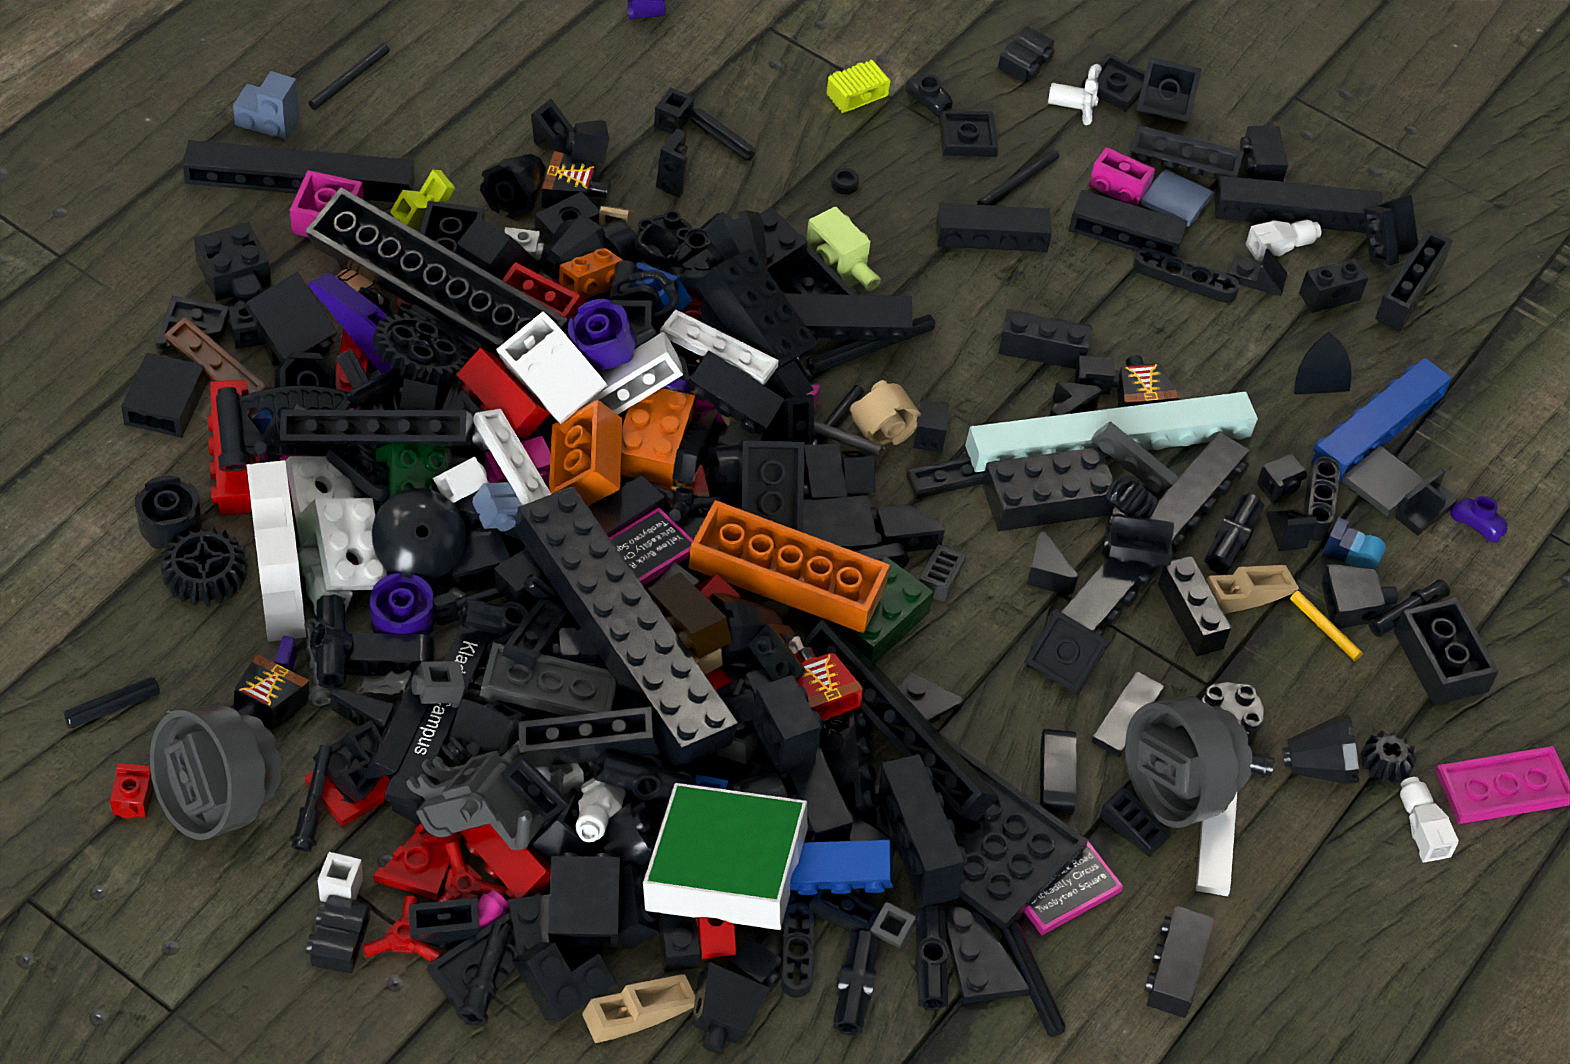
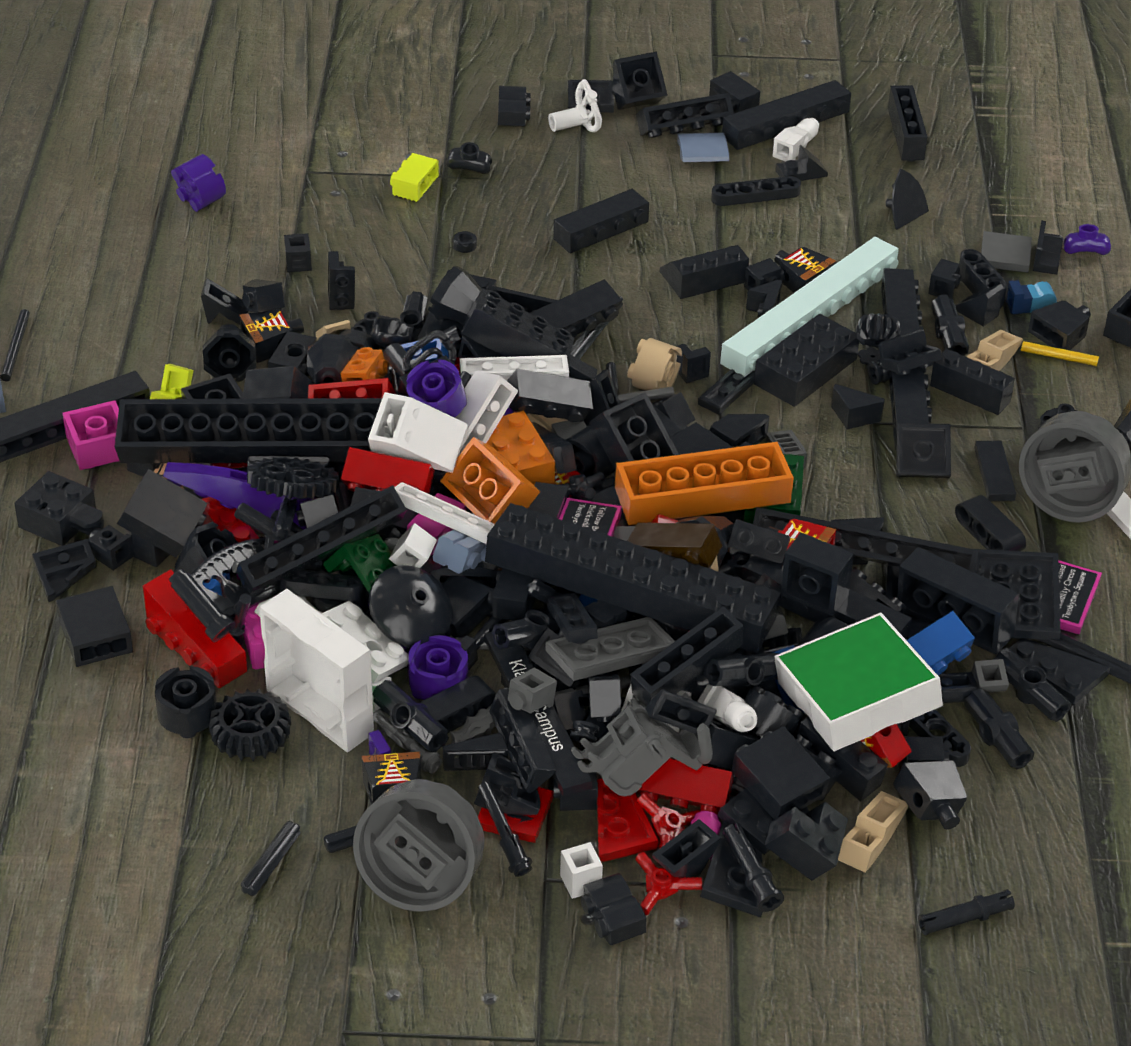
camera: 30 degrees left, 10 degrees down
(131, 791) = (353, 906): red brick -> none
(201, 349) = (85, 578): reddish brown tile -> none
(722, 134) = (347, 252): black axle -> none
(842, 247) = (520, 273): yellowish green brick -> none
(968, 133) = (520, 173): black tile -> none
(1019, 178) = (585, 182): black bar -> none
(1121, 177) = (658, 149): dark pink brick -> none
(1126, 224) = (688, 177): black brick -> none
(1133, 807) = (1061, 531): black slope -> none
(1134, 458) = (842, 307): dark grey plate -> none
(1333, 285) = (859, 150): black brick -> none
(1384, 415) = (968, 210): blue brick -> none
(1390, 229) = (863, 101): black bracket -> none
(1428, 595) = (1098, 319): black pin -> none

